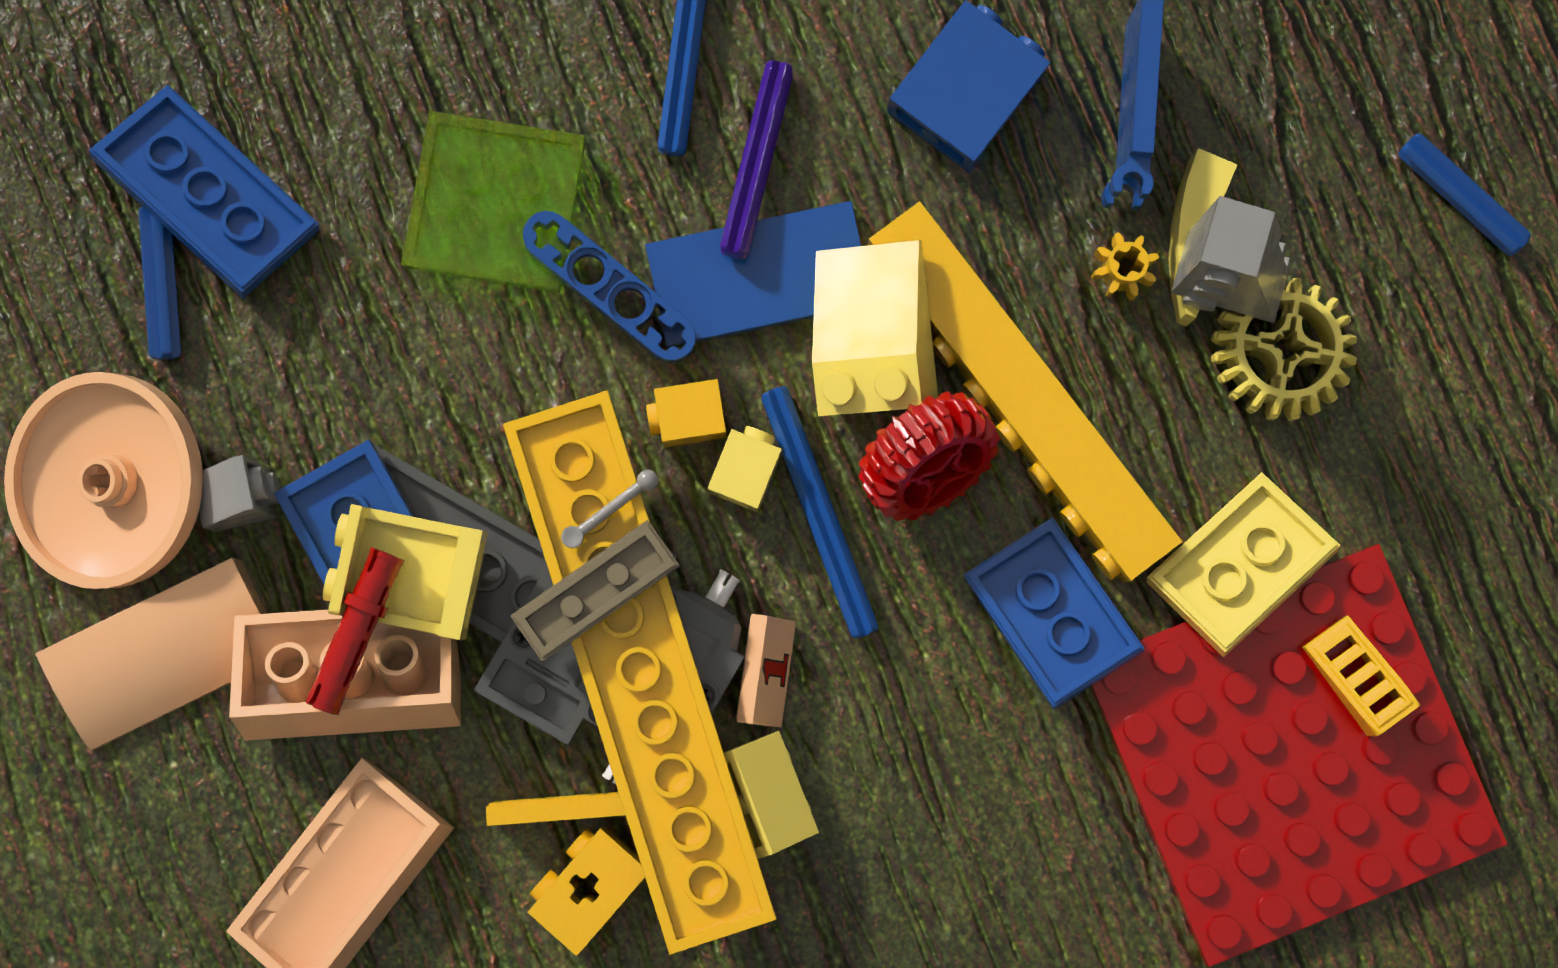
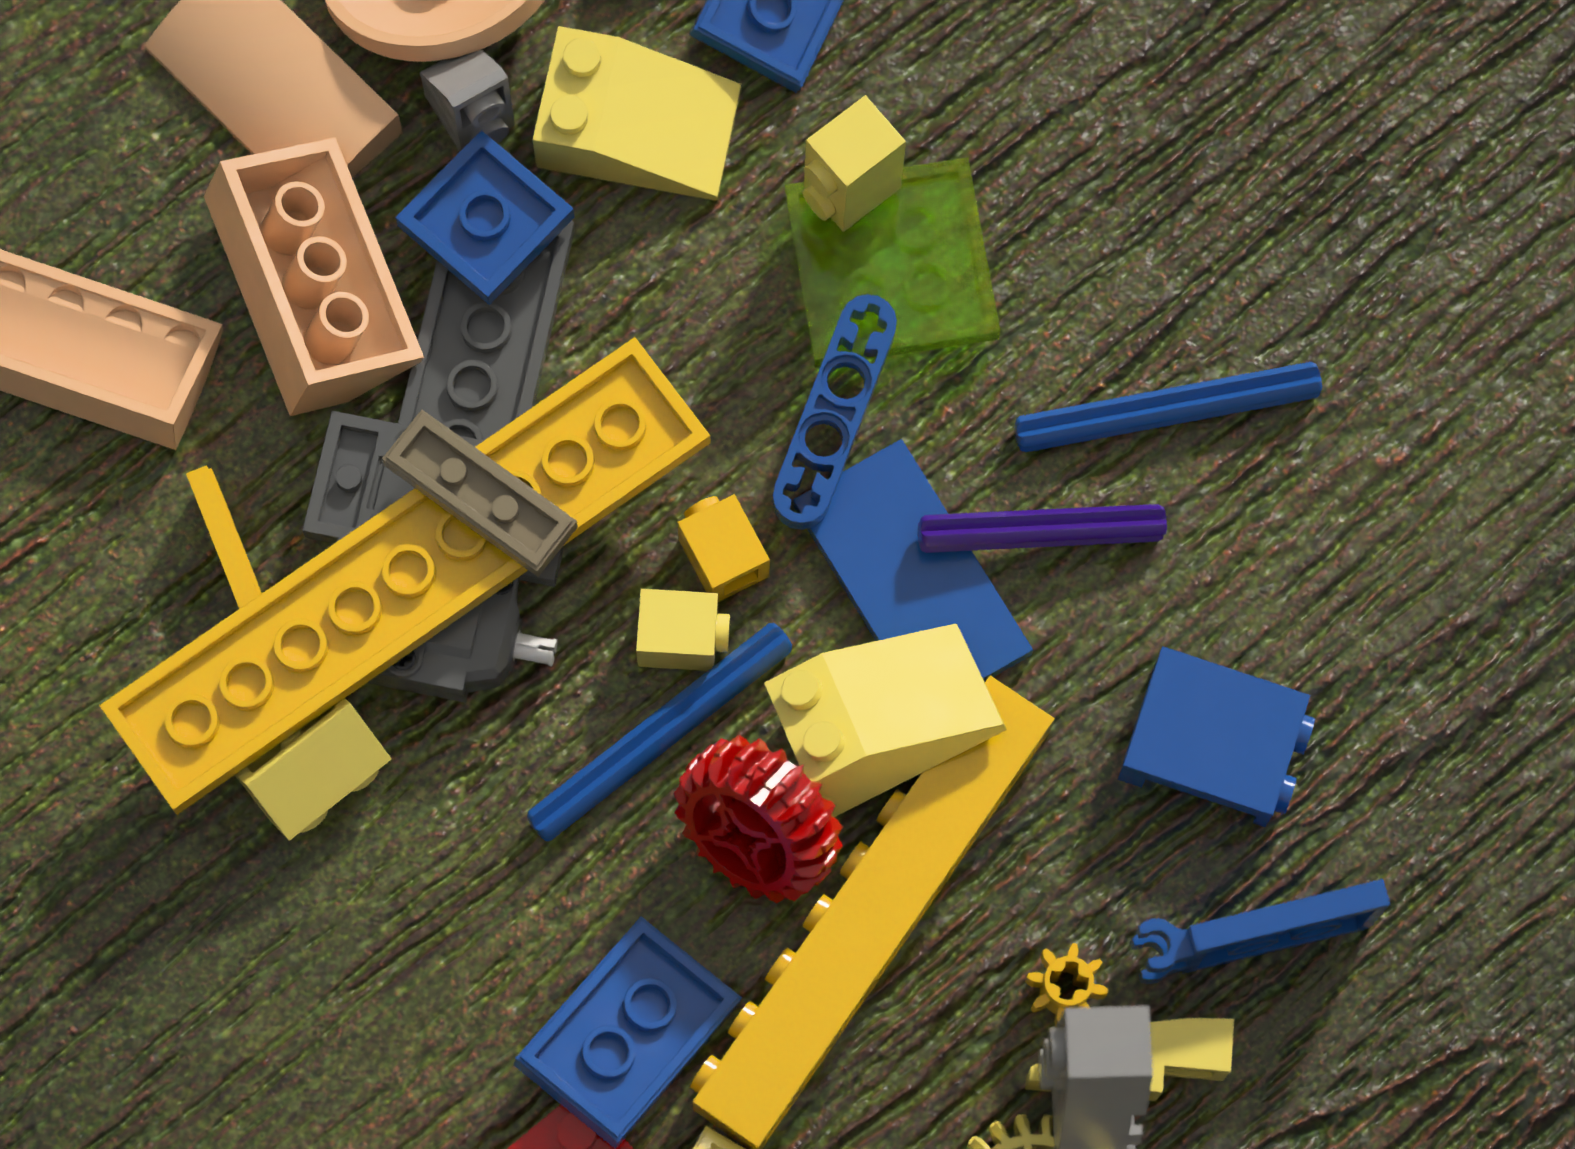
camera: 70 degrees right, 10 degrees down
(298, 365) = (633, 116): none -> light yellow slope
(358, 621) = (361, 255): red pin -> none
(413, 199) = (853, 164): none -> light yellow brick
(438, 573) = (438, 291): light yellow panel -> none
(574, 536) = (533, 452): light grey hinge -> none
(576, 919) = (119, 587): yellow brick -> none
(766, 671) = (456, 727): light nougat tile -> none

